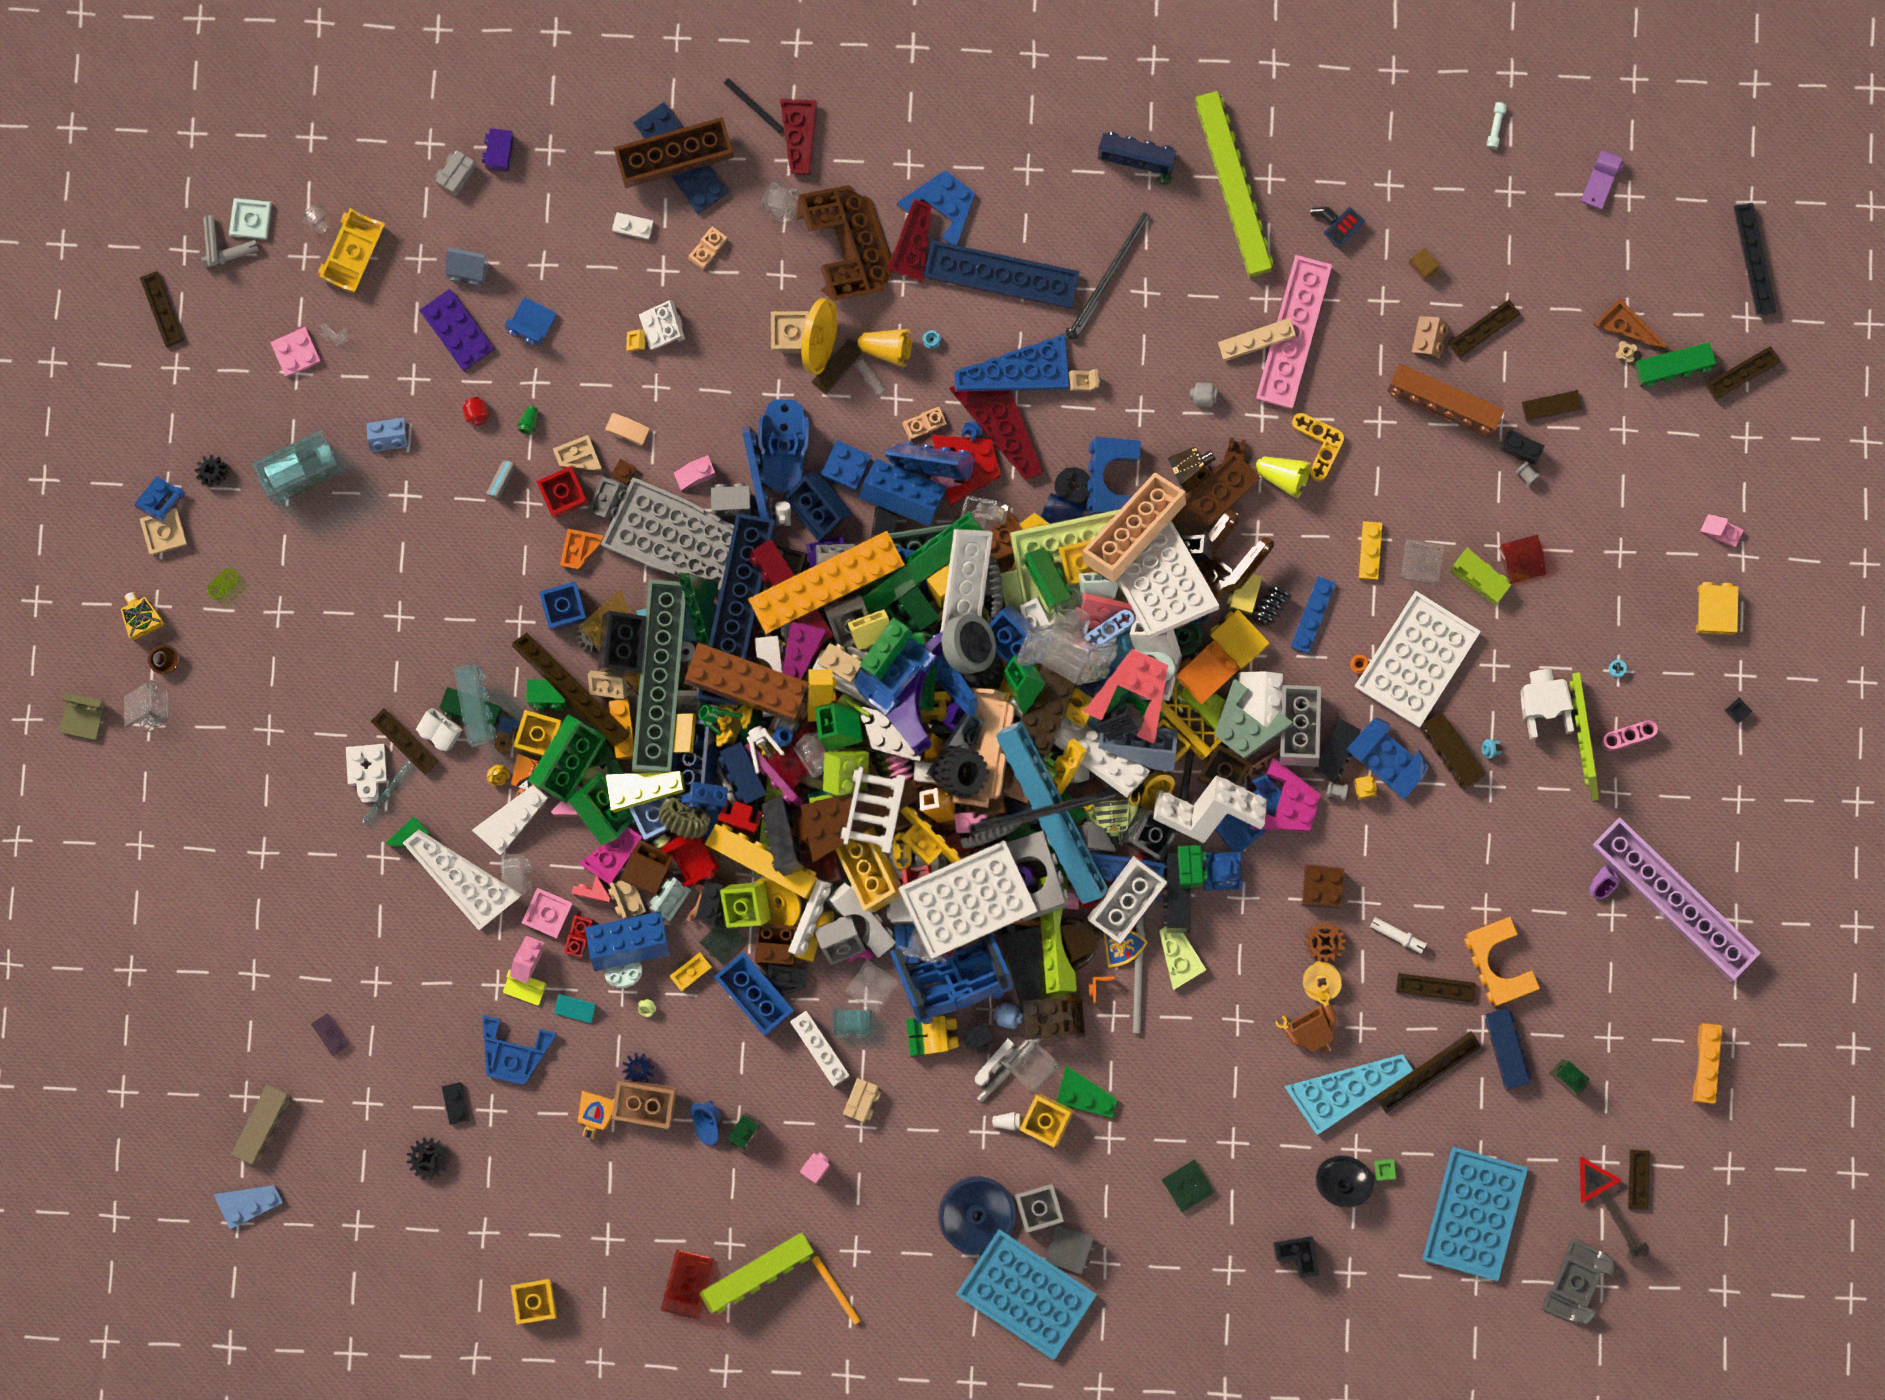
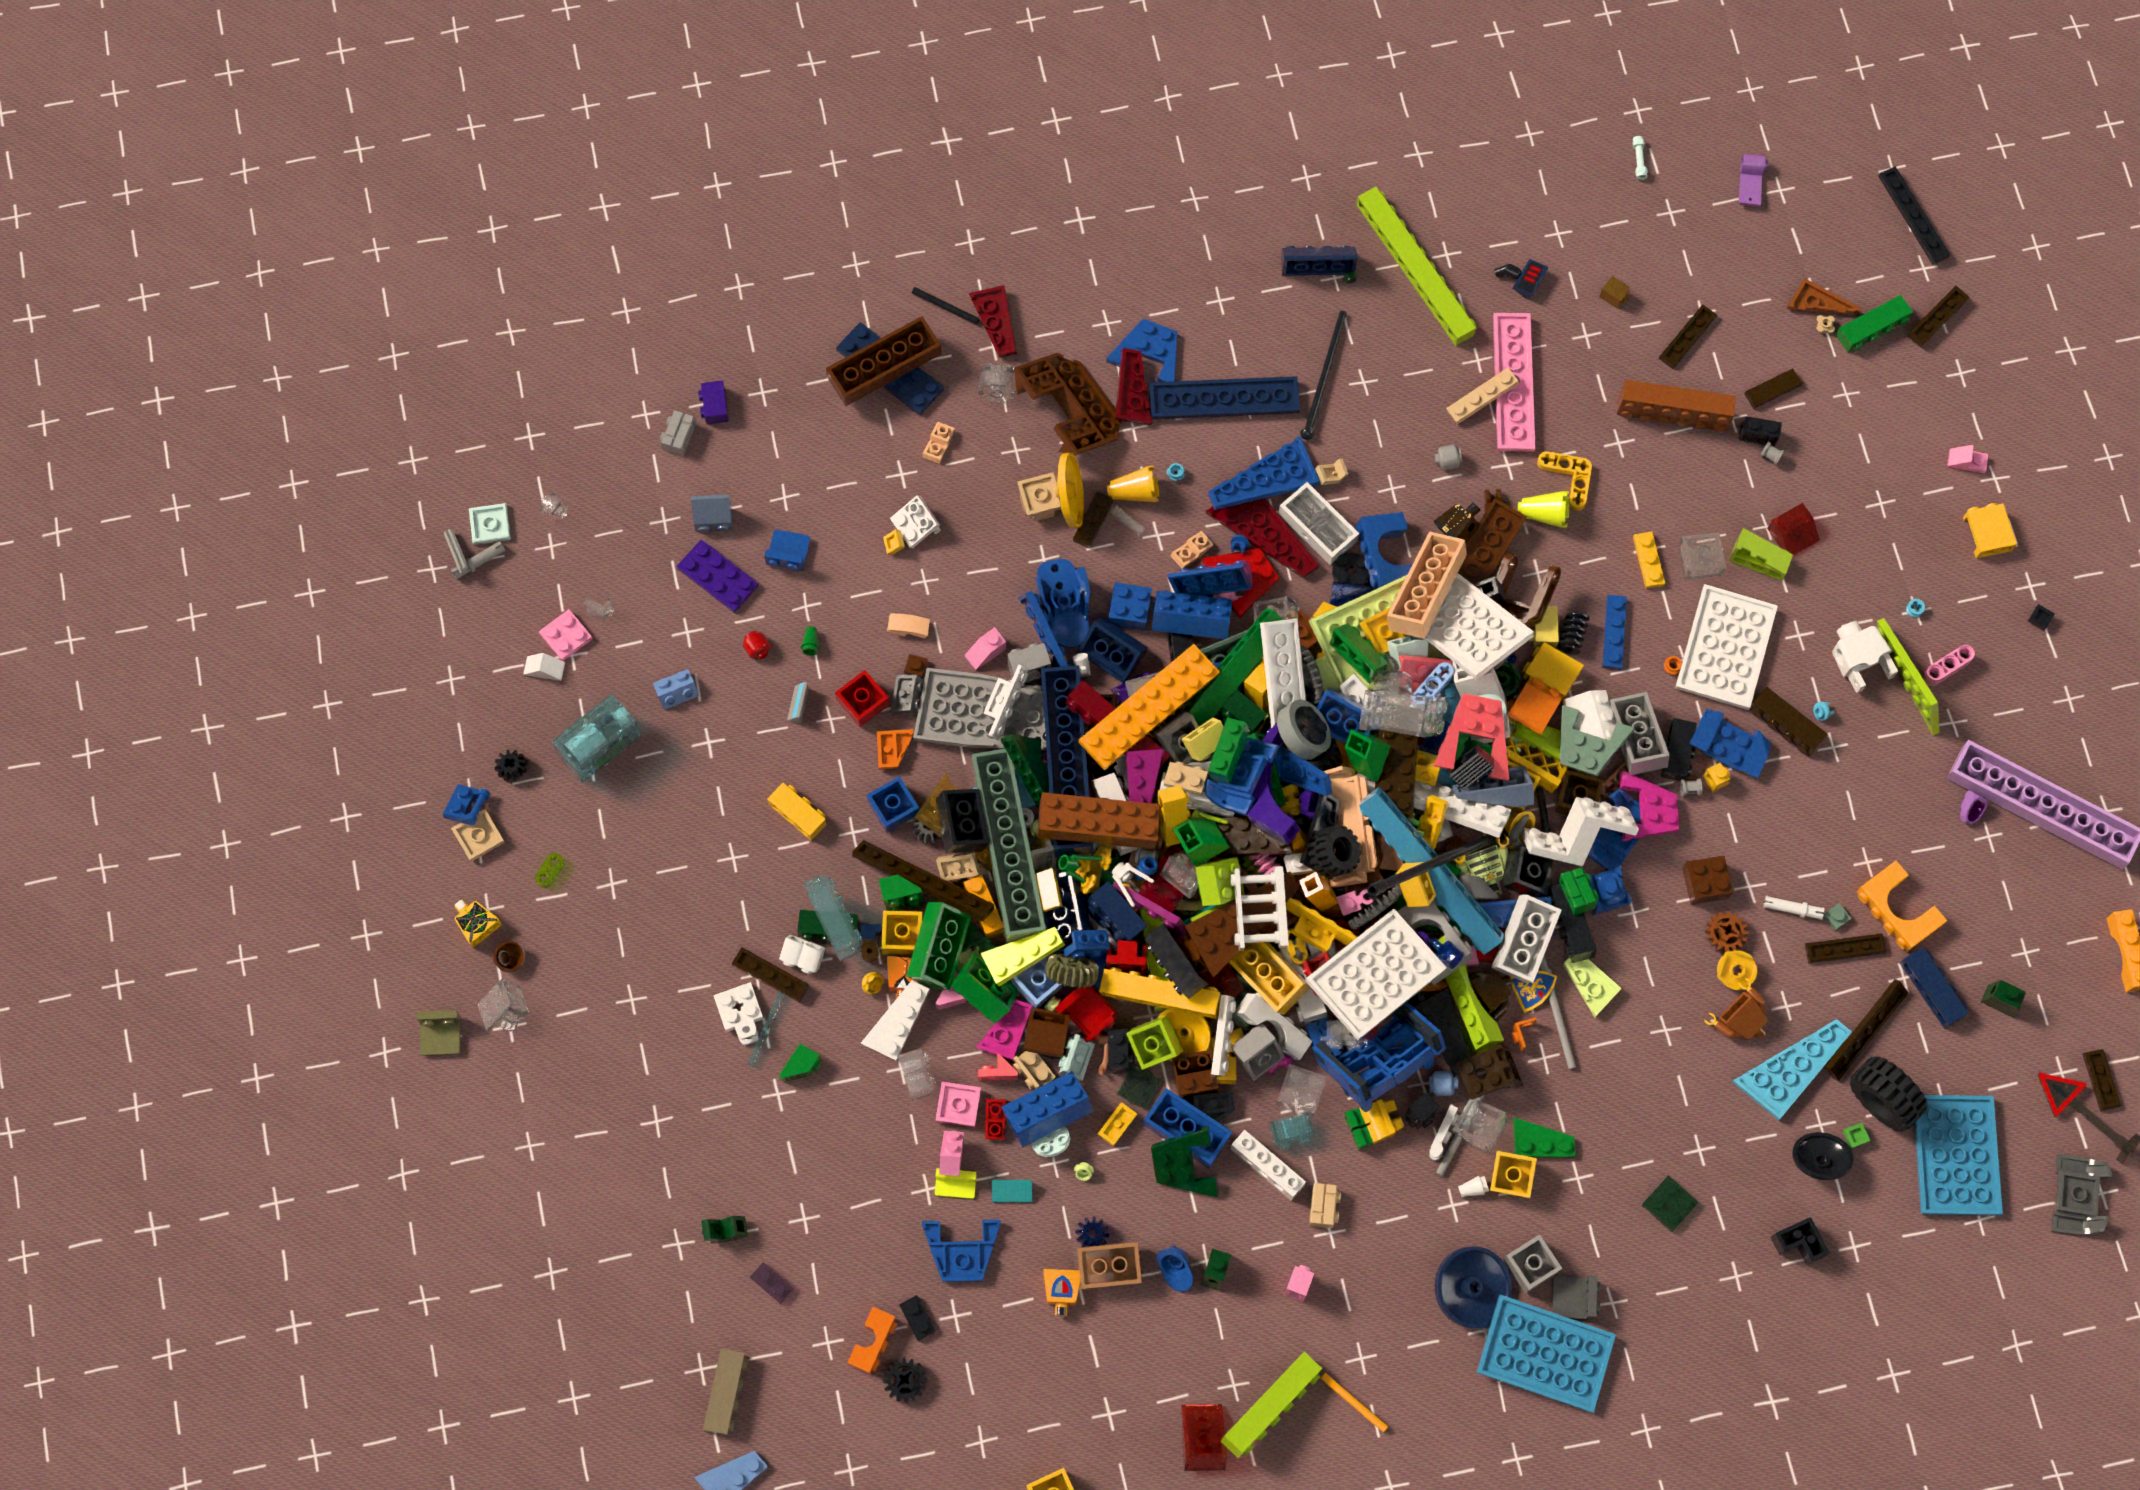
camera: 20 degrees left, 10 degrees down
(161, 309) = (423, 628): dark brown tile -> none
(267, 379) = (544, 666): none -> white slope
(298, 973) = (724, 1230): none -> dark green brick
(351, 251) = (596, 527): yellow piece -> none
(420, 1102) = (866, 1358): none -> orange arch
(471, 587) = (797, 811): none -> yellow brick
(471, 888) = (874, 1097): white wing -> none
(578, 455) = (867, 658): tan wing -> none
(632, 226) = (861, 440): white plate -> none
(693, 533) = (1003, 699): none -> white bracket
(732, 1026) = (1175, 1163): none -> dark green wing
(1033, 831) = (1418, 890): none -> yellow brick
(1042, 896) = (1447, 953): none -> clear blue piece
(1054, 430) = (1318, 523): none -> brick
(1150, 792) = (1516, 831): none -> dark grey bar
(1423, 1141) = (1888, 1093): none -> black tyre
(1429, 336) = (1641, 355): medium nougat bracket -> none
(1437, 954) = (1837, 916): none -> sand green plate

